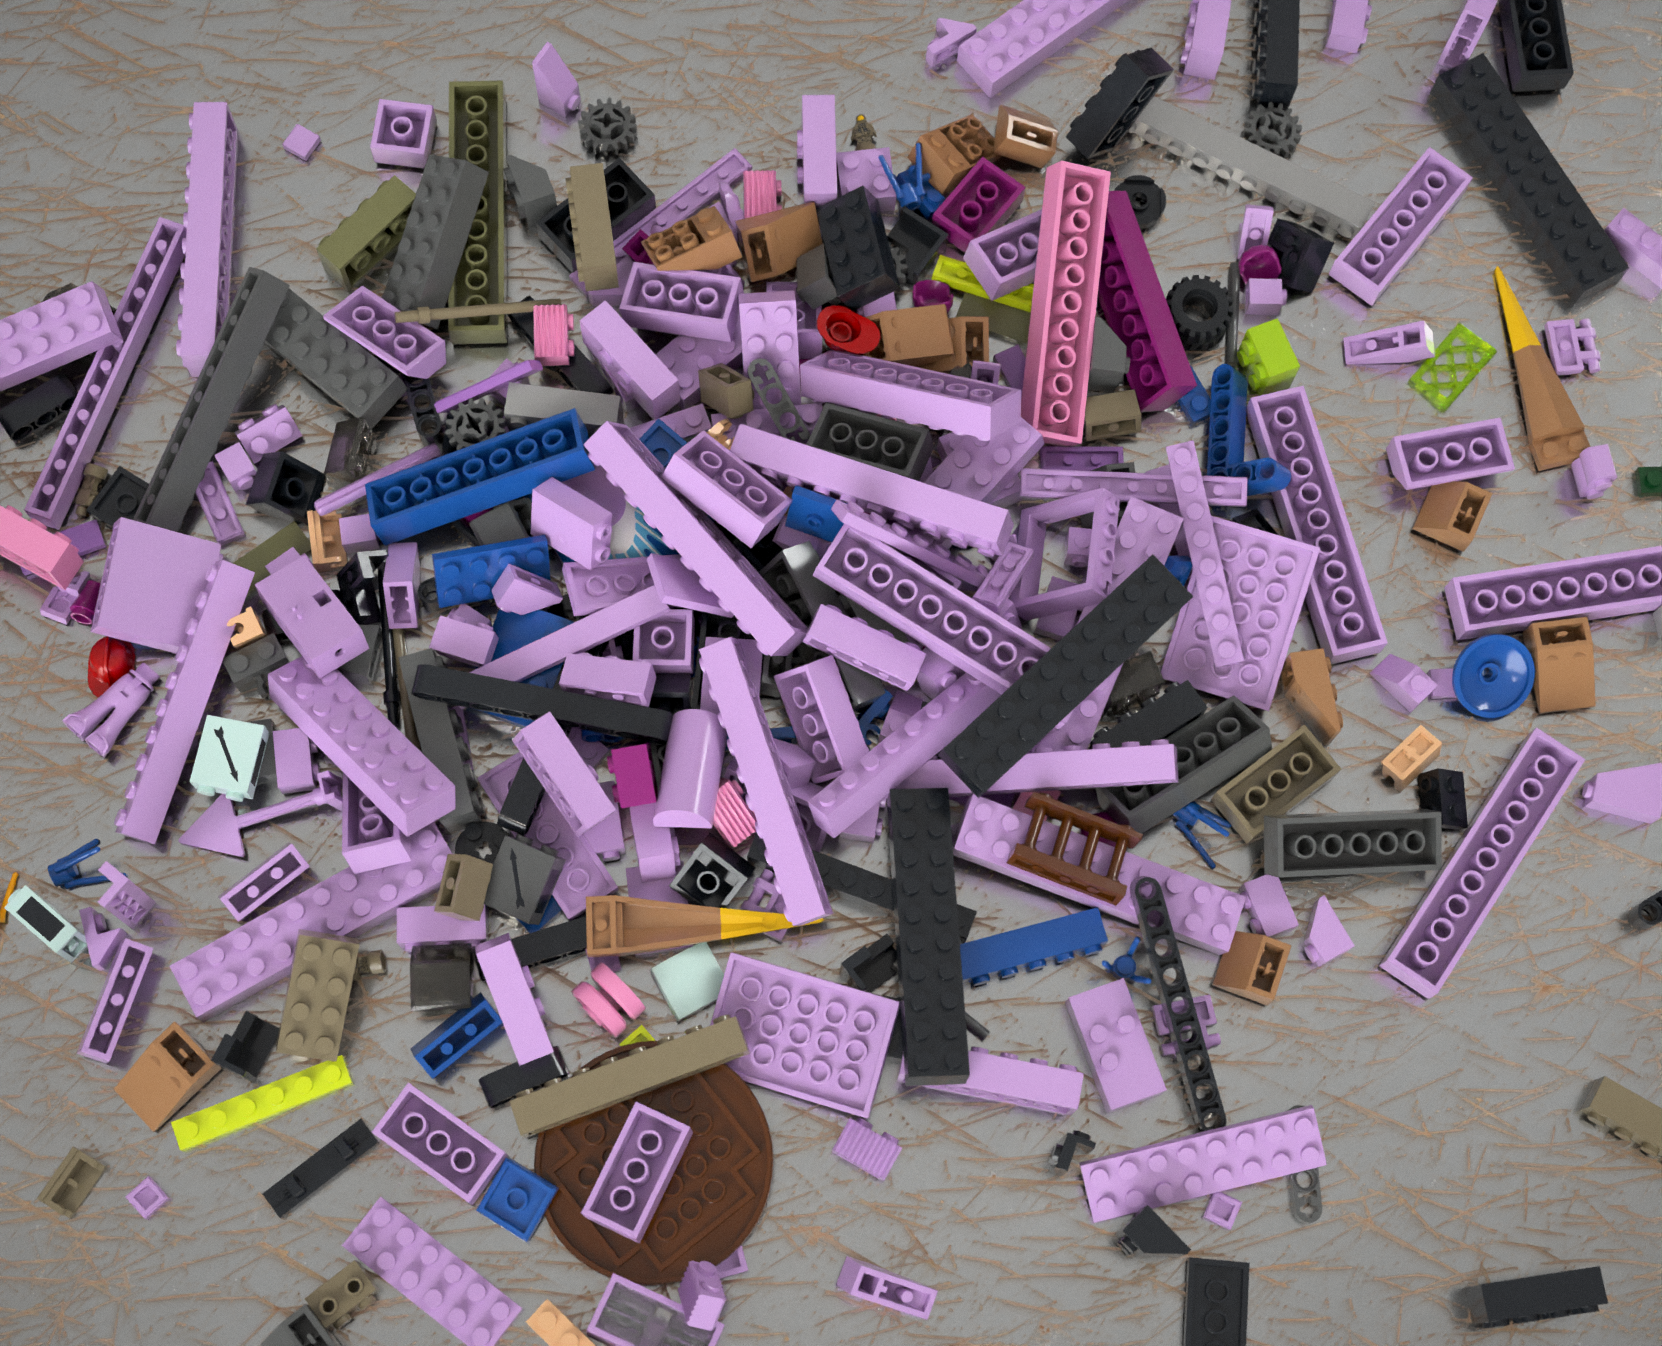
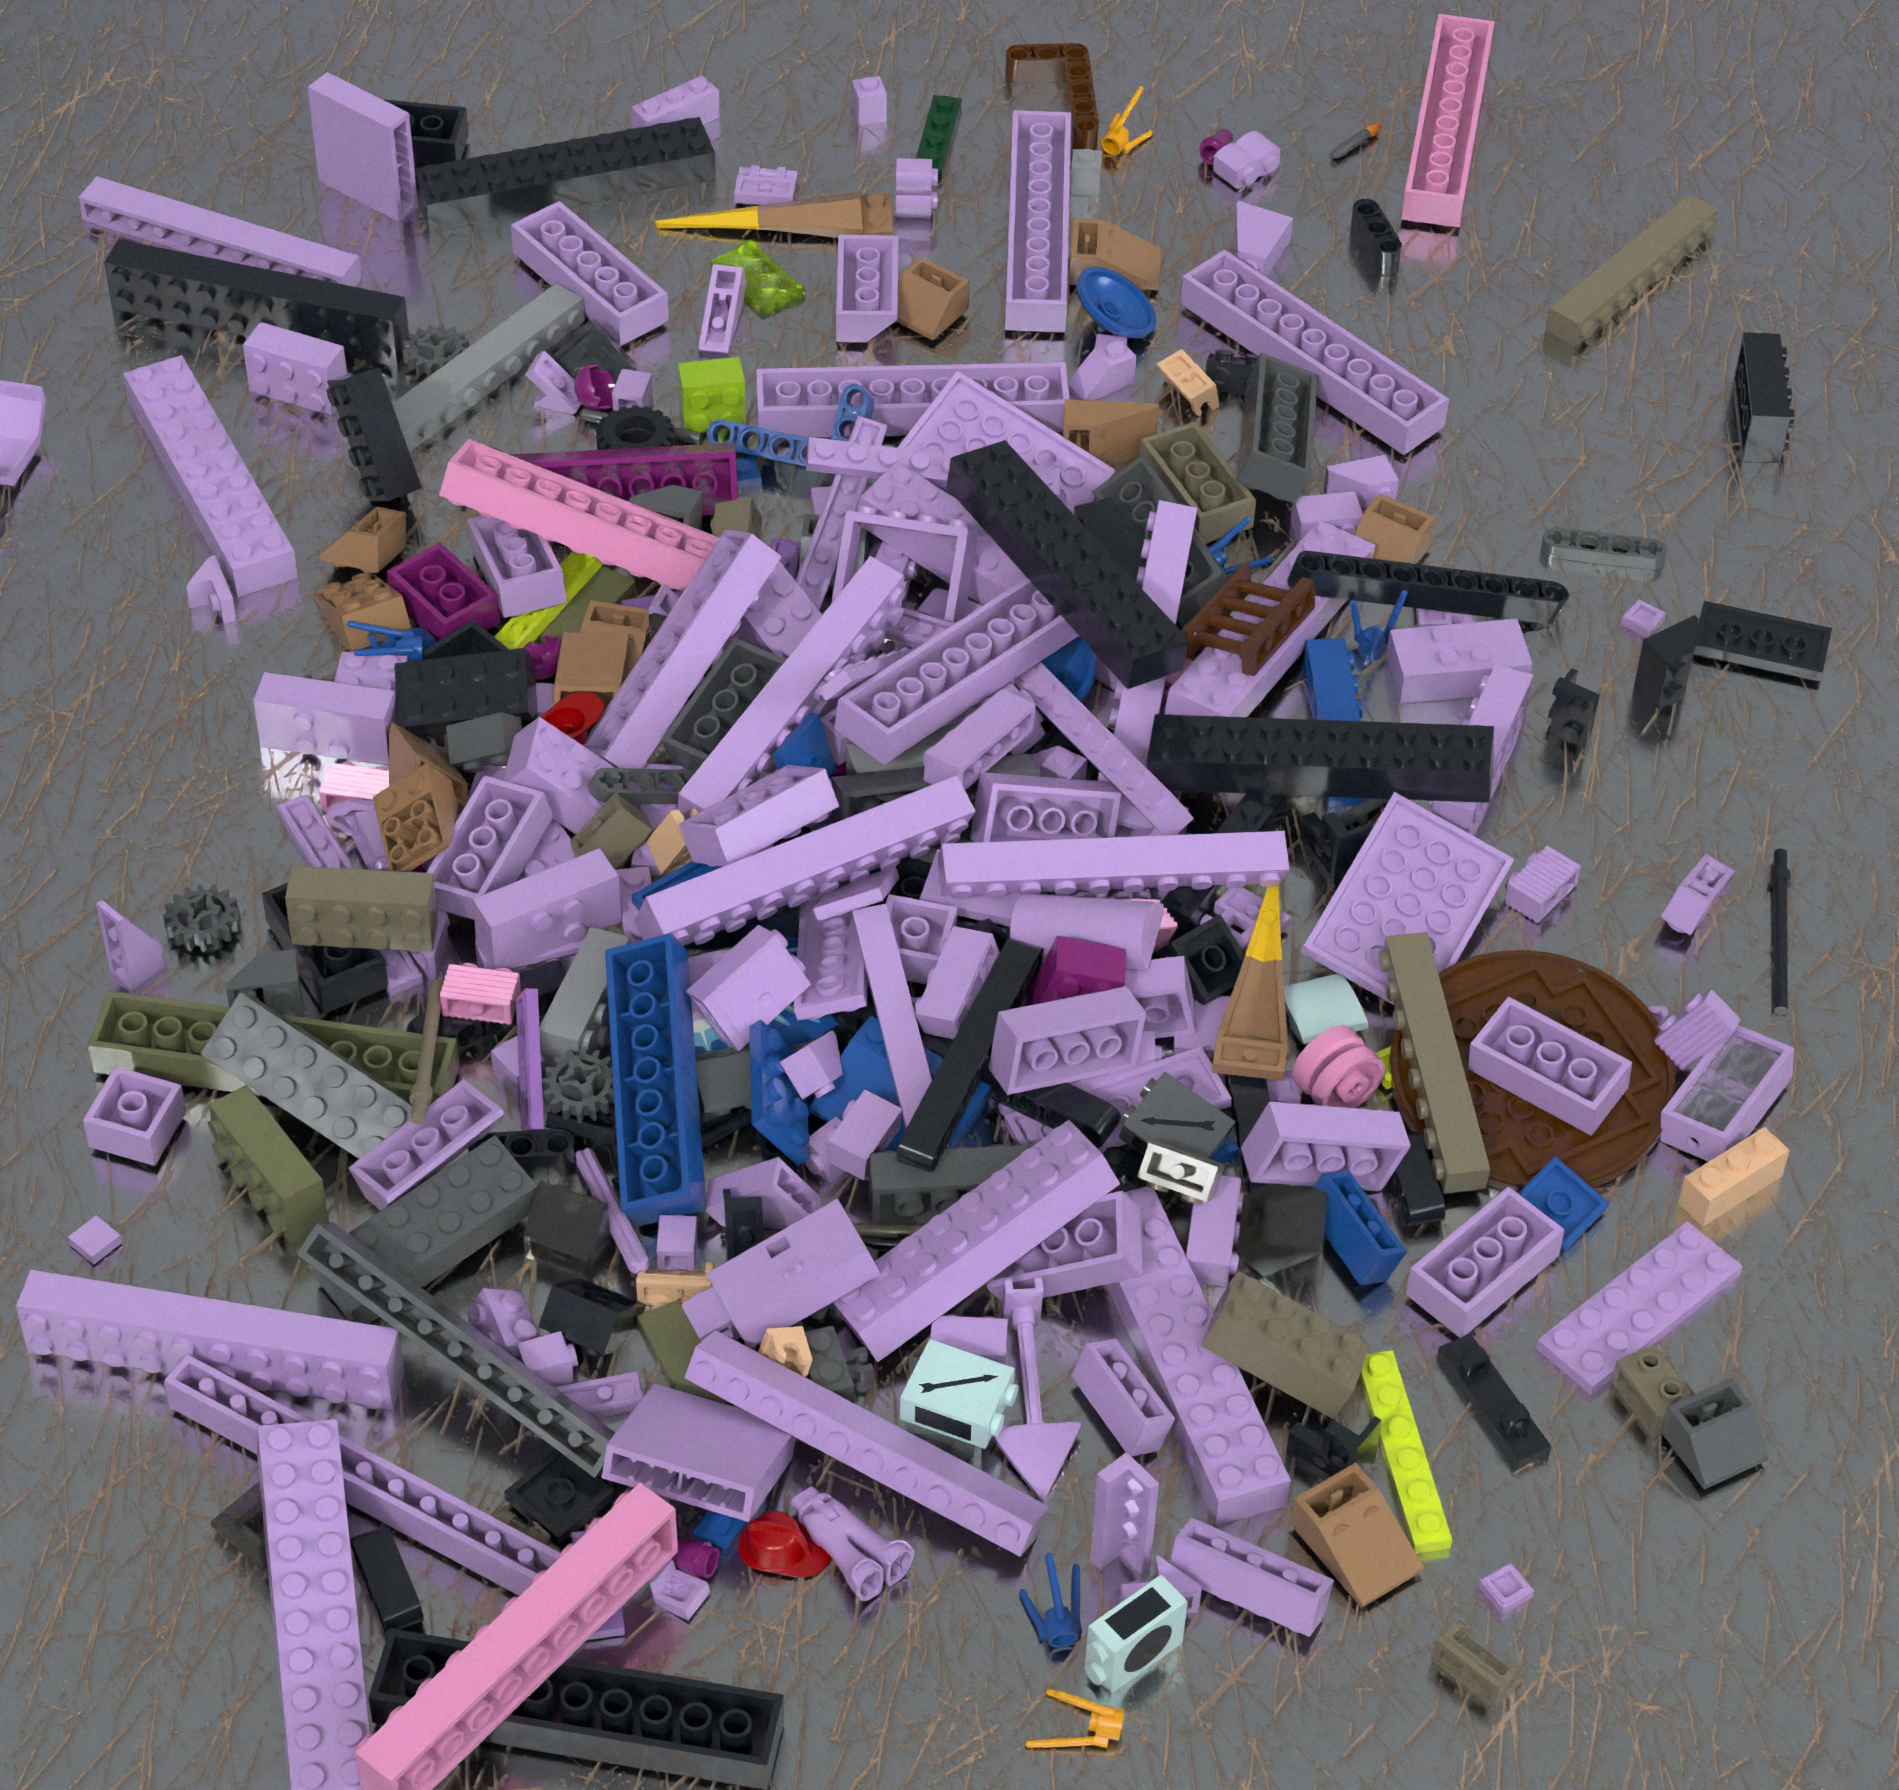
camera: 75 degrees left, 25 degrees down
(1203, 1163) = (1597, 611): lavender plate -> none

